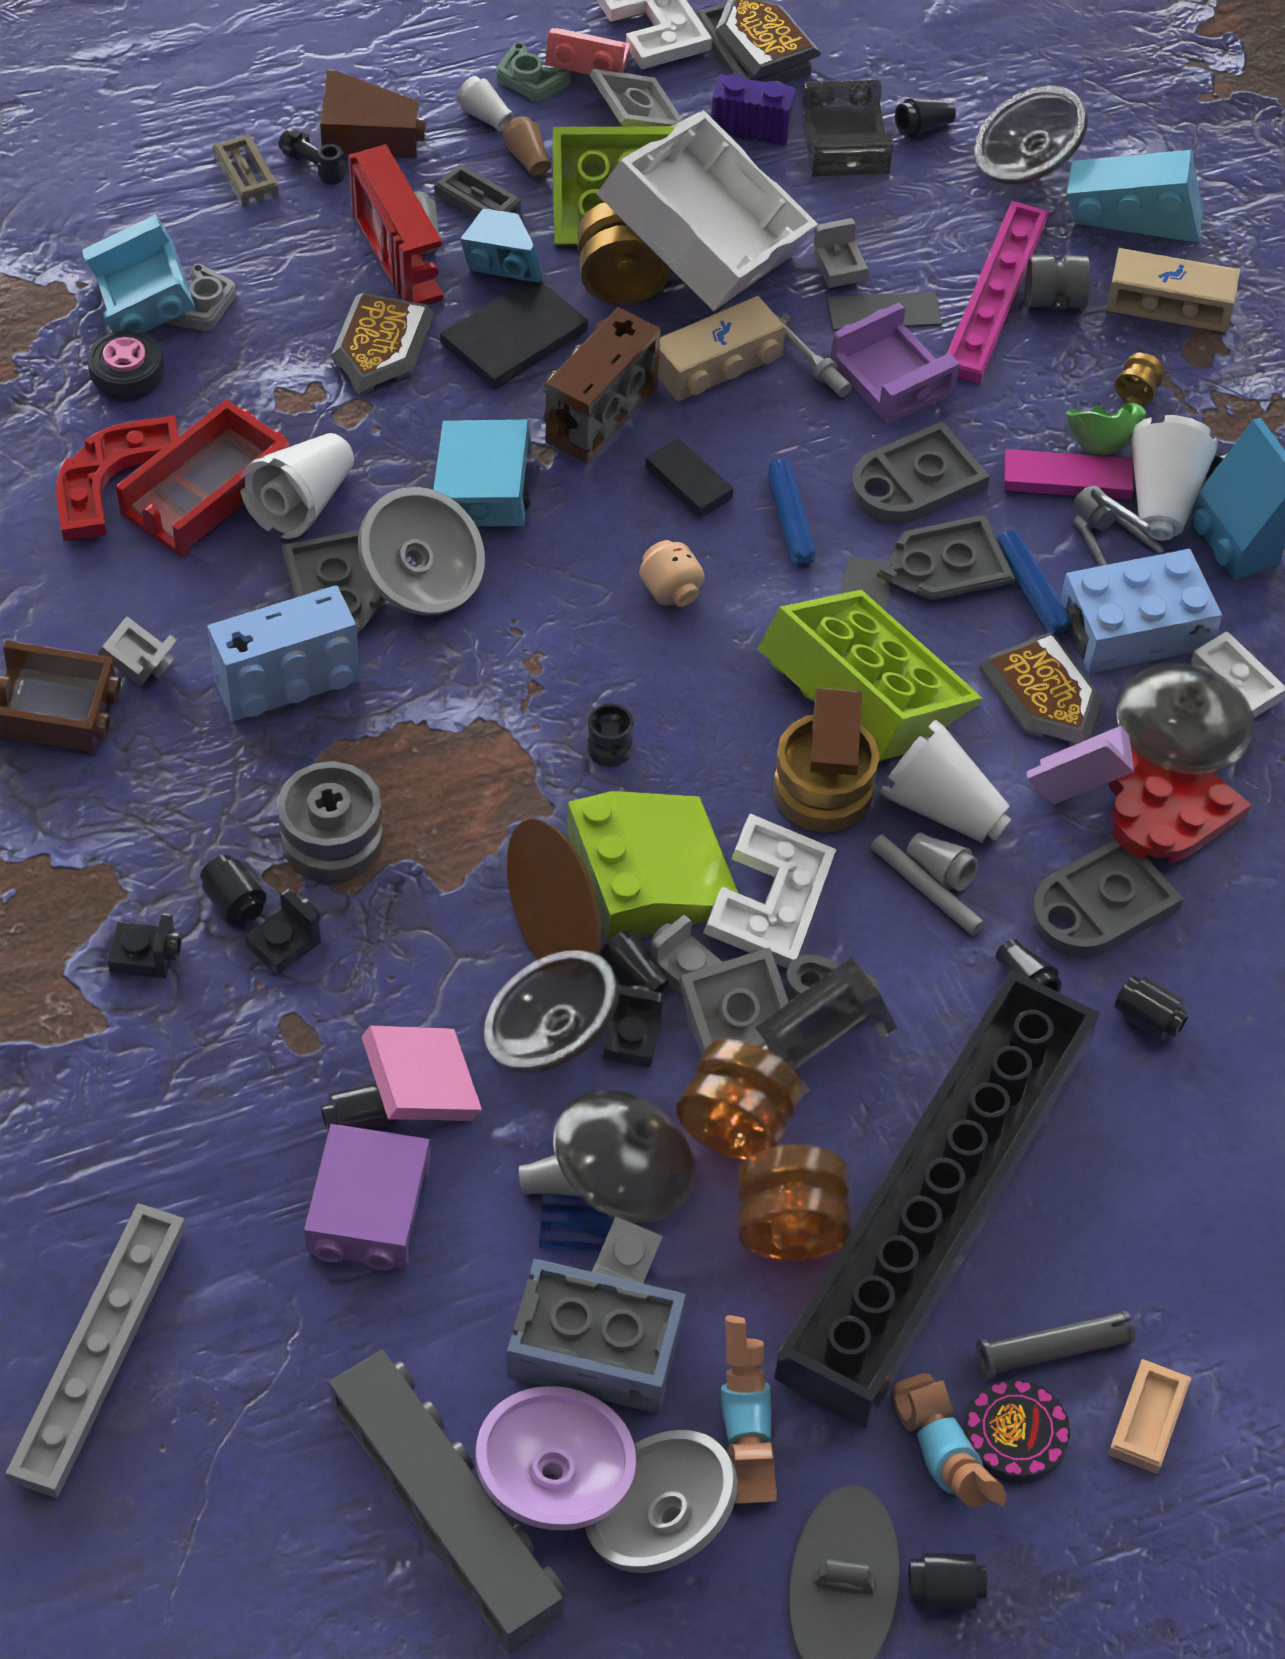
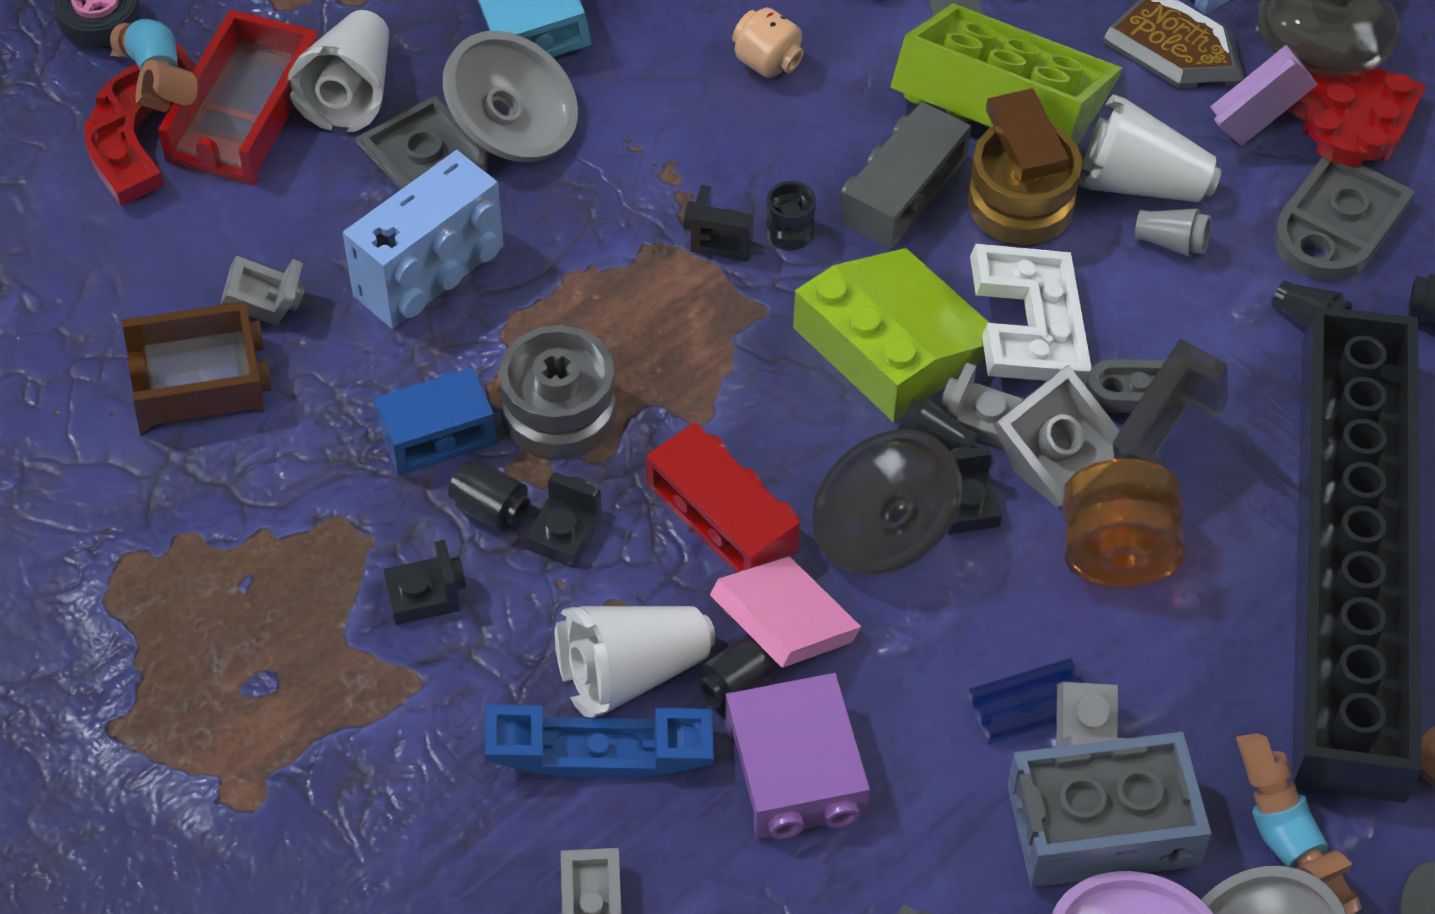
camera: 20 degrees left, 0 degrees up
(143, 420) = (156, 56): none -> nougat piece
(211, 1128) = (598, 746): none -> blue slope
(220, 811) = (435, 420): none -> blue brick
(277, 1059) = (627, 650): none -> white cone
(422, 961) = (722, 500): none -> red brick
(542, 728) = (718, 230): none -> black bracket
(544, 1178) = (975, 663): light grey cone -> none
(551, 891) = (820, 385): reddish brown shield -> none
(624, 1156) = (1033, 619): clear smoke dish -> none
(728, 731) = (904, 174): none -> dark grey brick
(793, 1203) = (1230, 604): clear orange wheel -> none
(927, 885) = (1169, 259): light grey bar -> none

